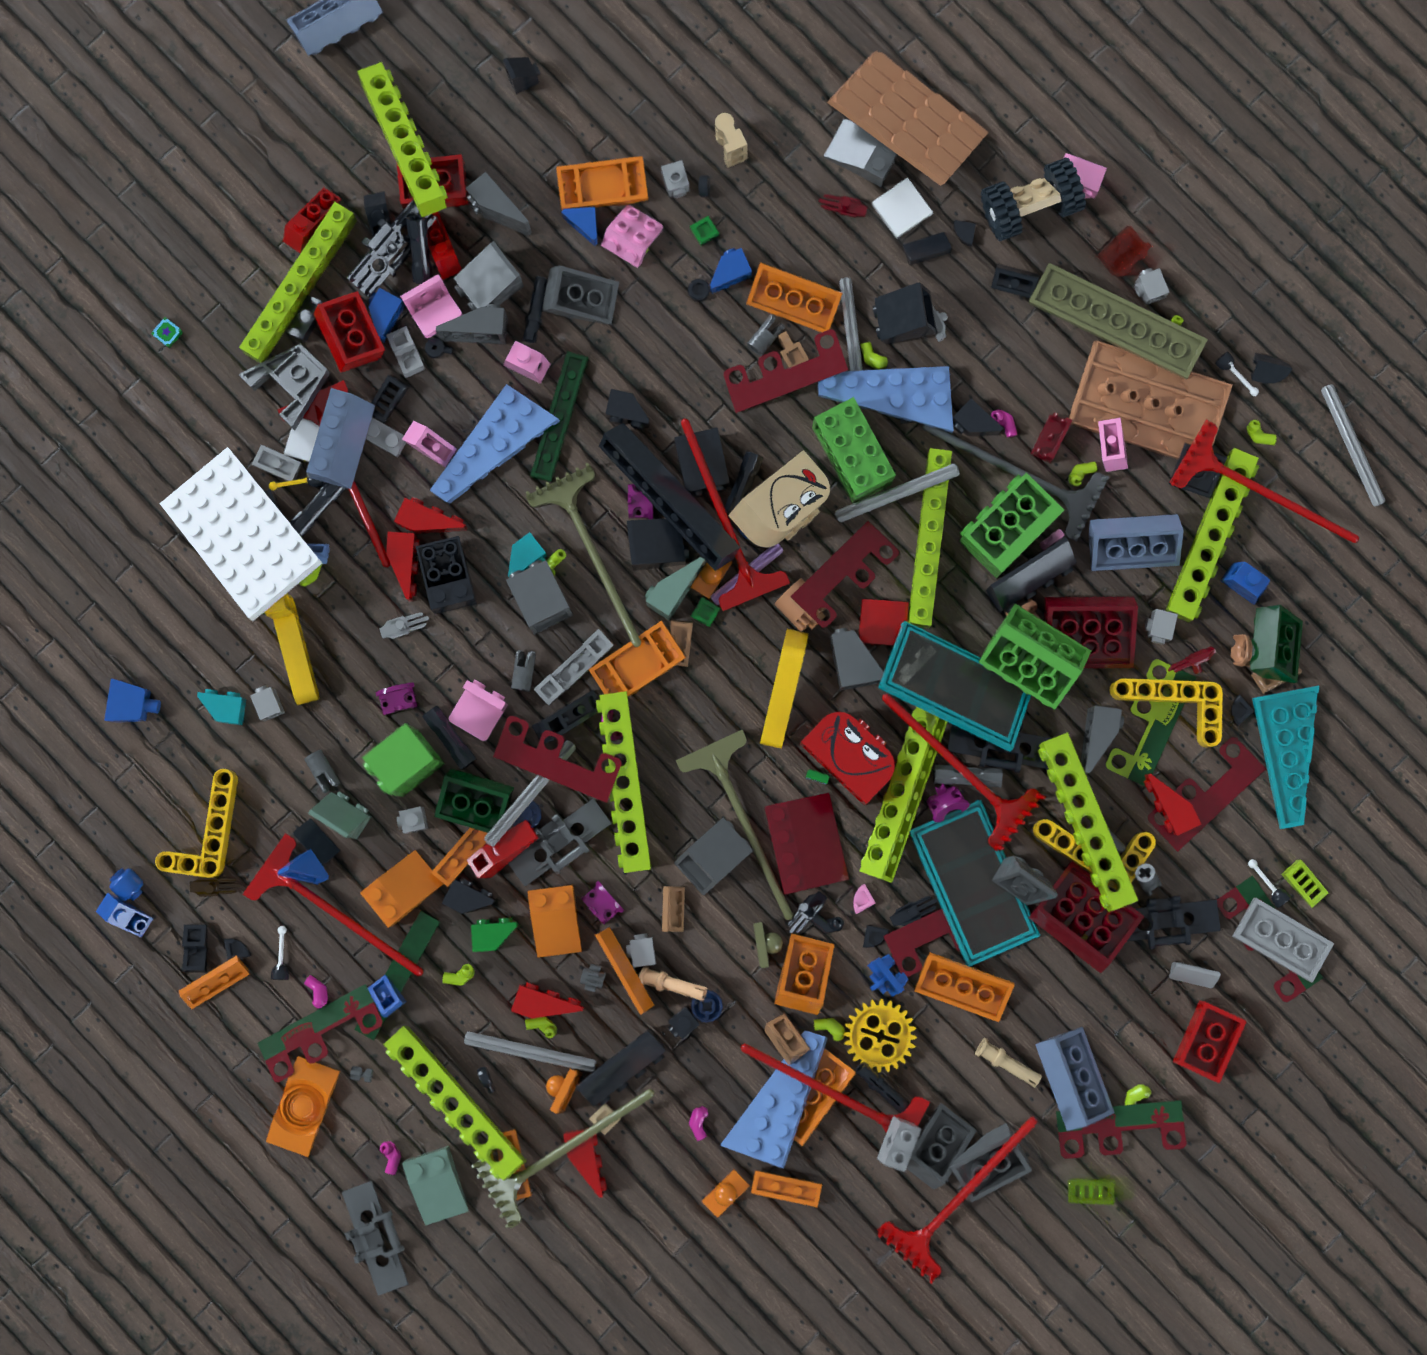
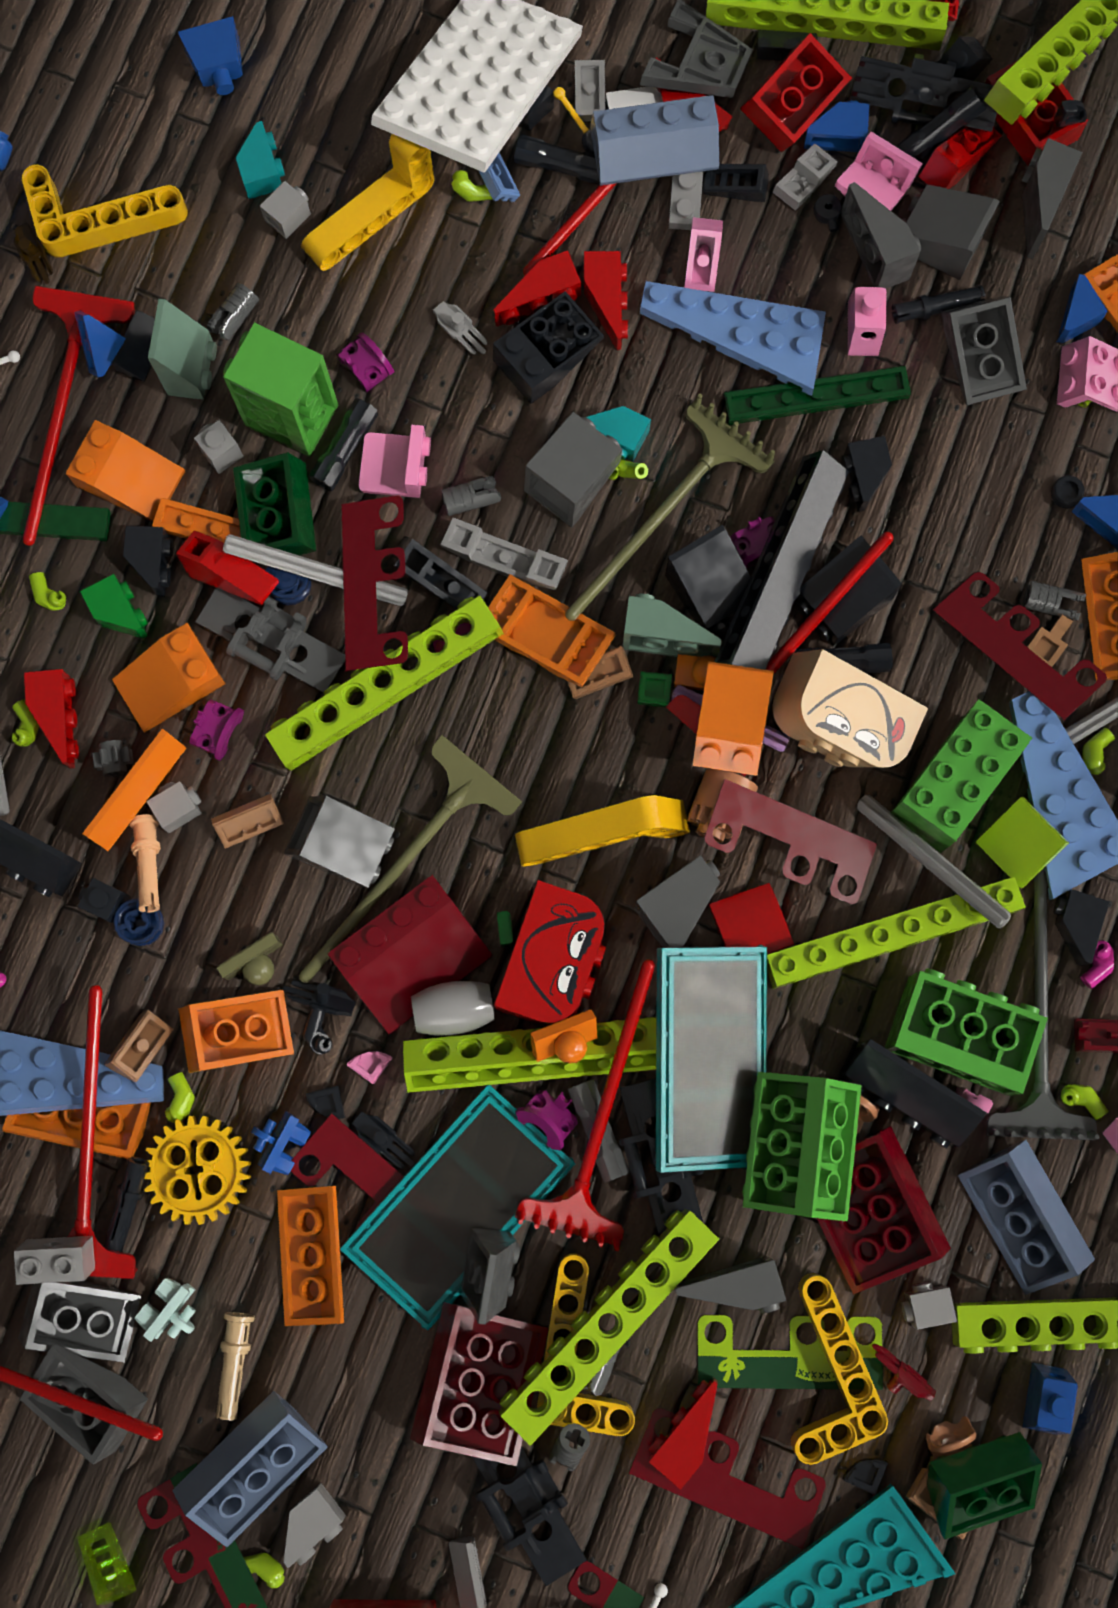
camera: 65 degrees right, 5 degrees down
(454, 165) = (1070, 113): none -> black tile
(755, 573) = (733, 718): none -> orange slope
(852, 831) = (452, 1008): none -> light grey piece
(906, 769) = (565, 1038): none -> orange tile
(910, 432) = (1022, 842): none -> lime tile
(952, 1081) = (156, 1322): none -> light aqua hips
(1121, 1053) = (309, 1522): none -> light grey slope

